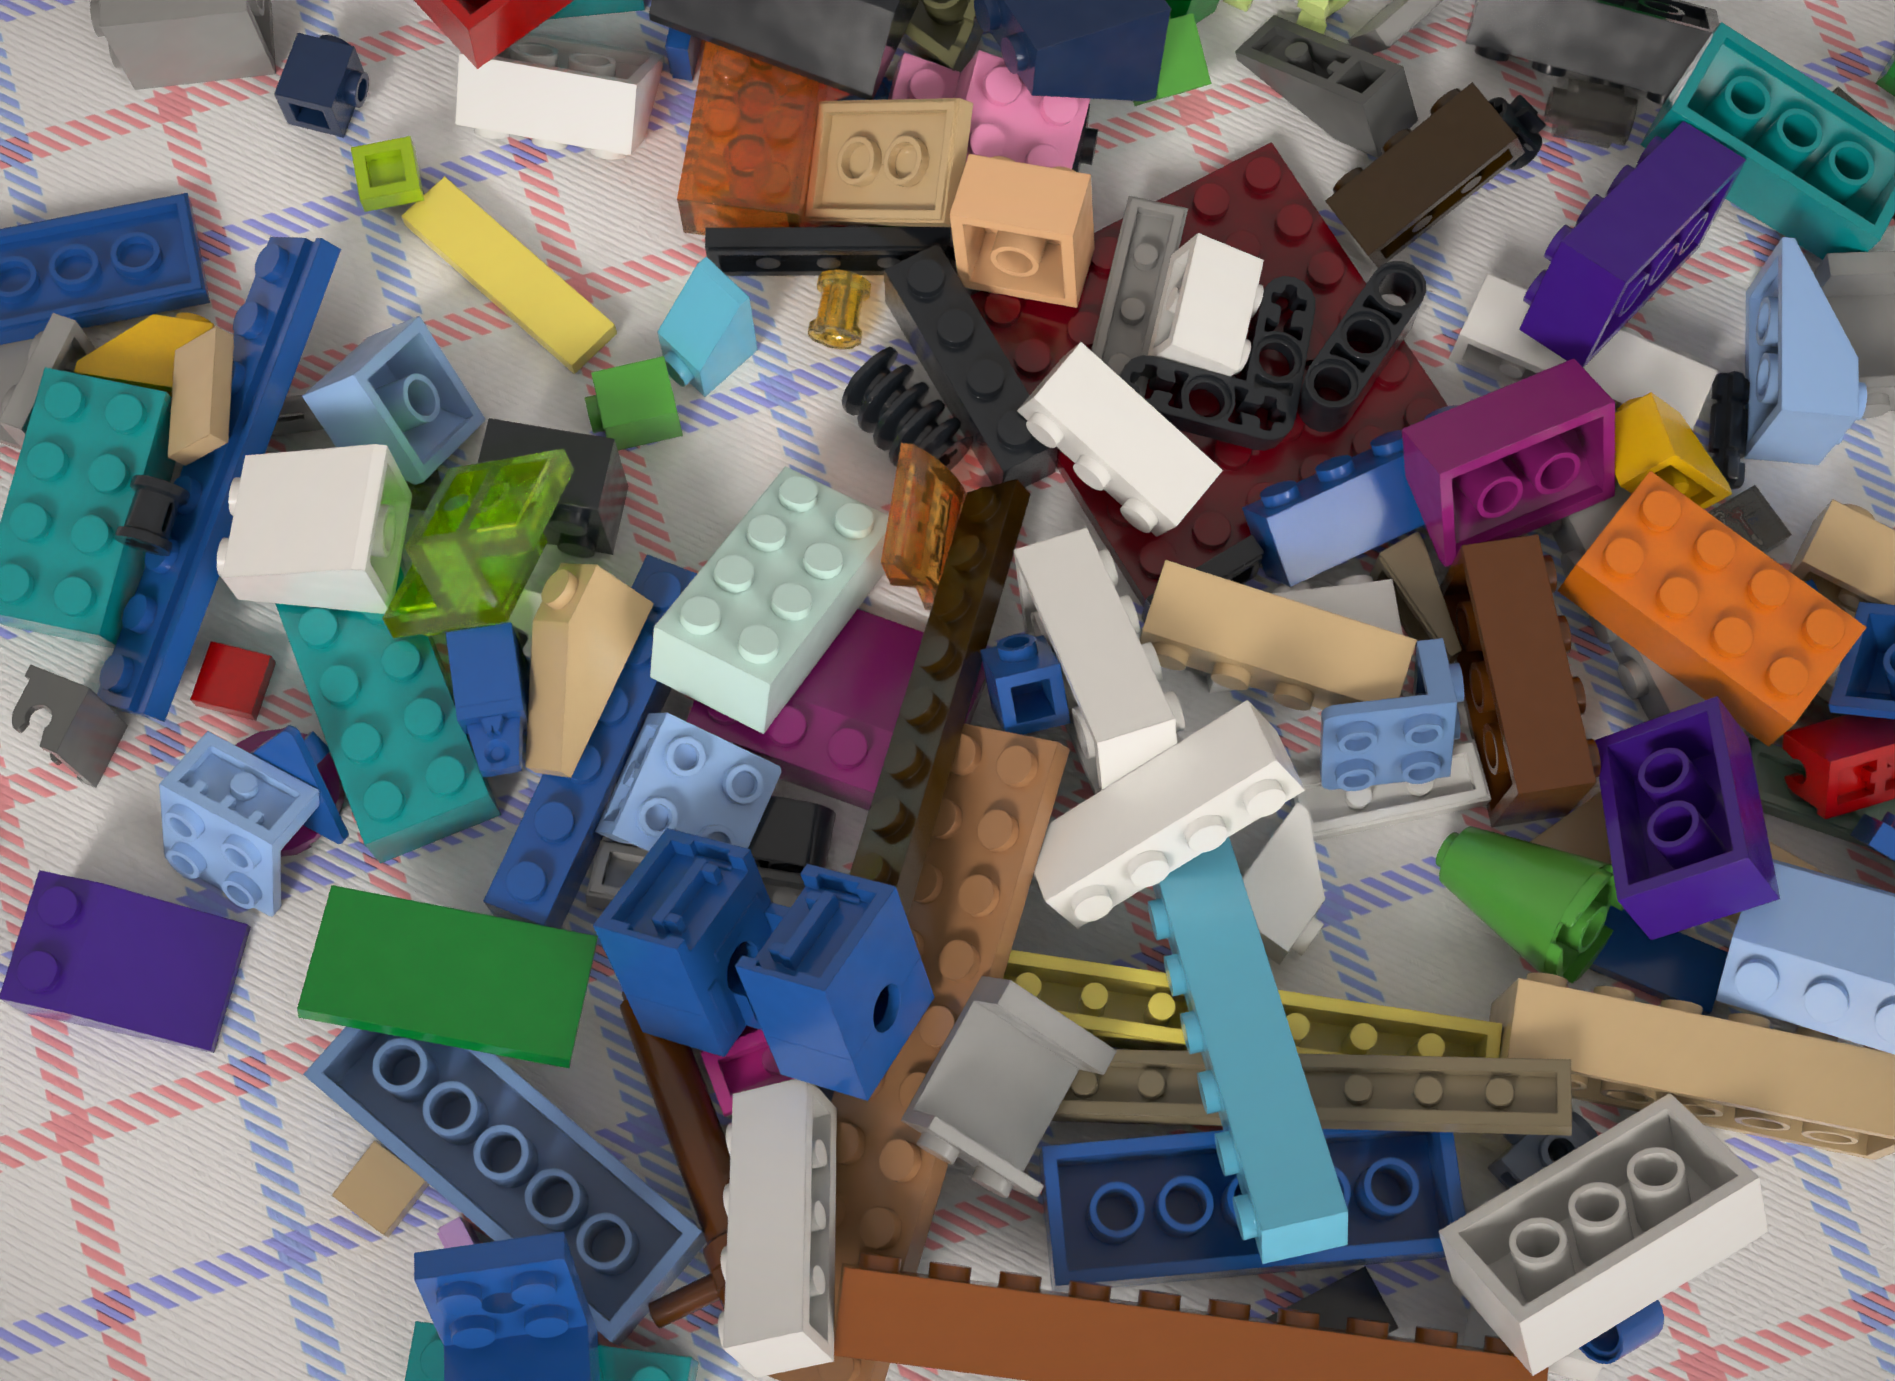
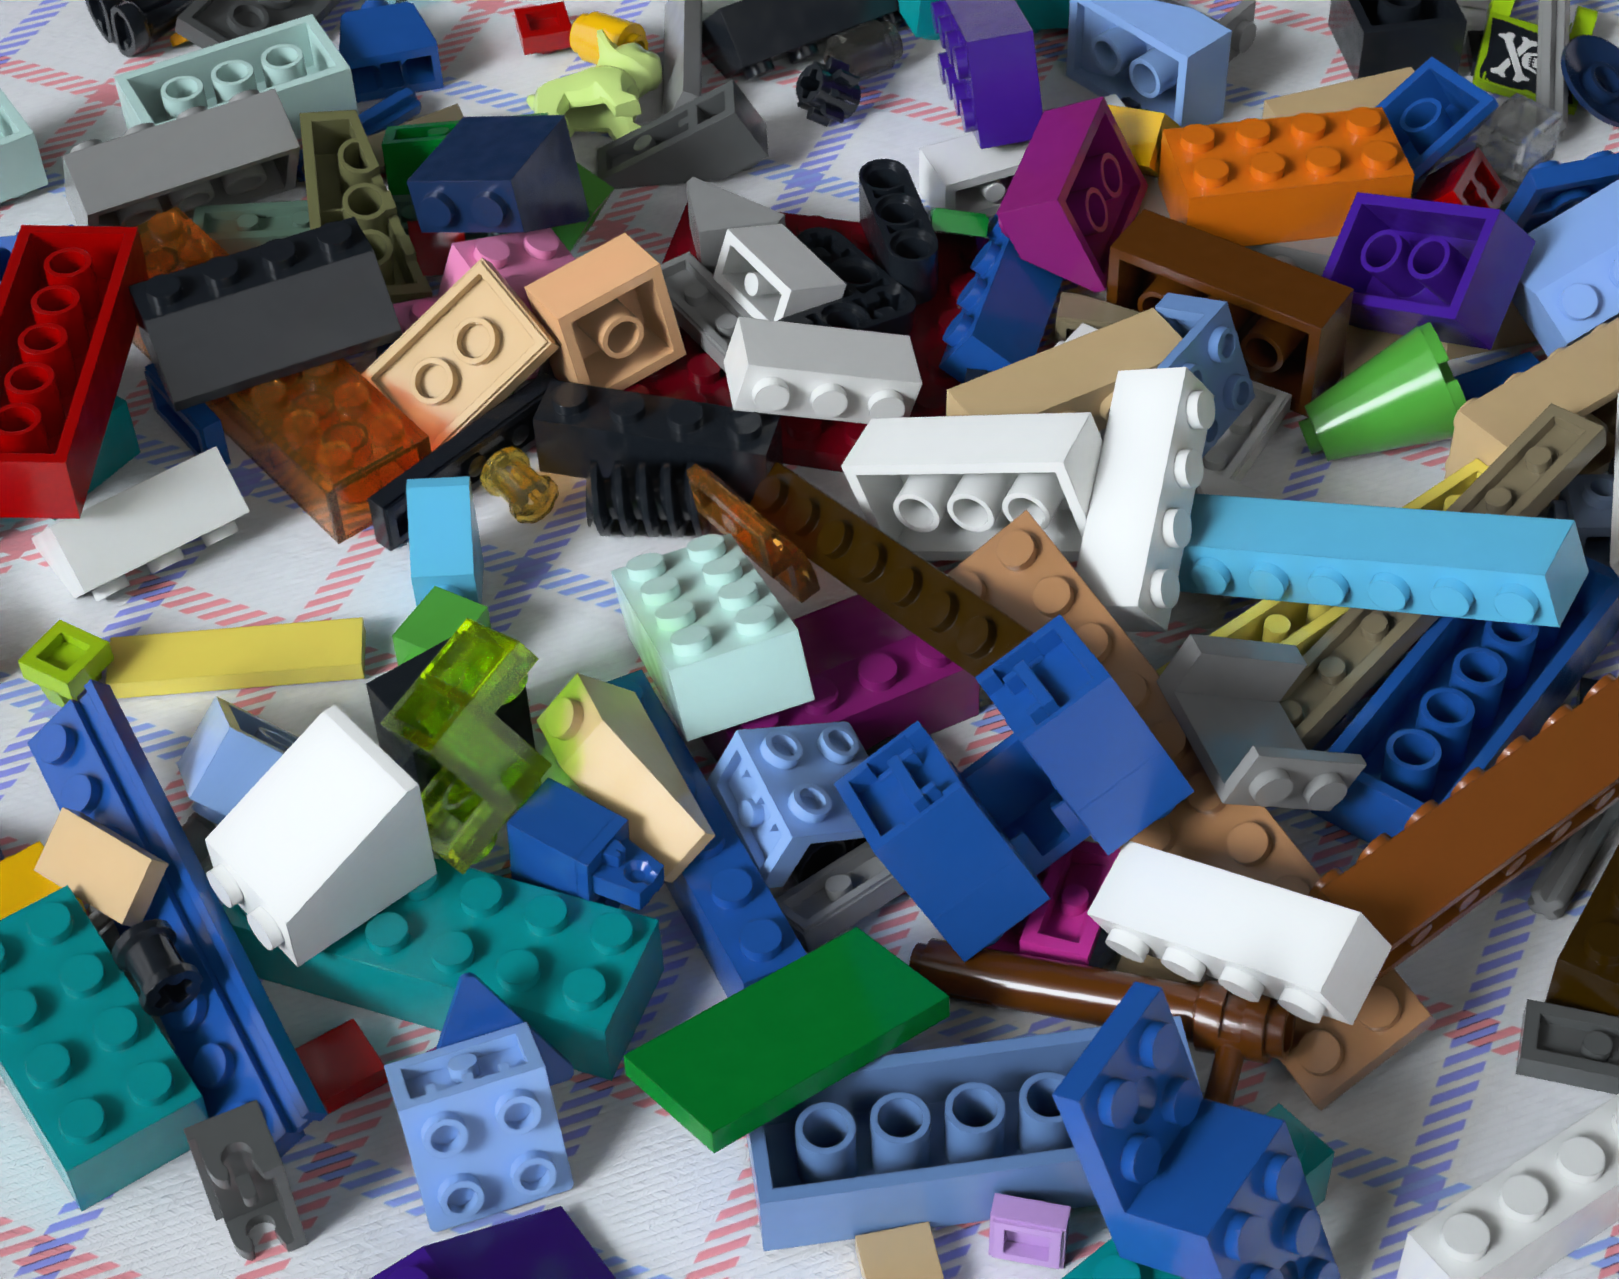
camera: 45 degrees left, 25 degrees down
(1025, 684) = (951, 521): blue brick -> none
(1234, 209) = (715, 211): none -> light grey slope
(1421, 373) = (958, 222): none -> green tile
(1424, 173) = (812, 131): dark brown brick -> none

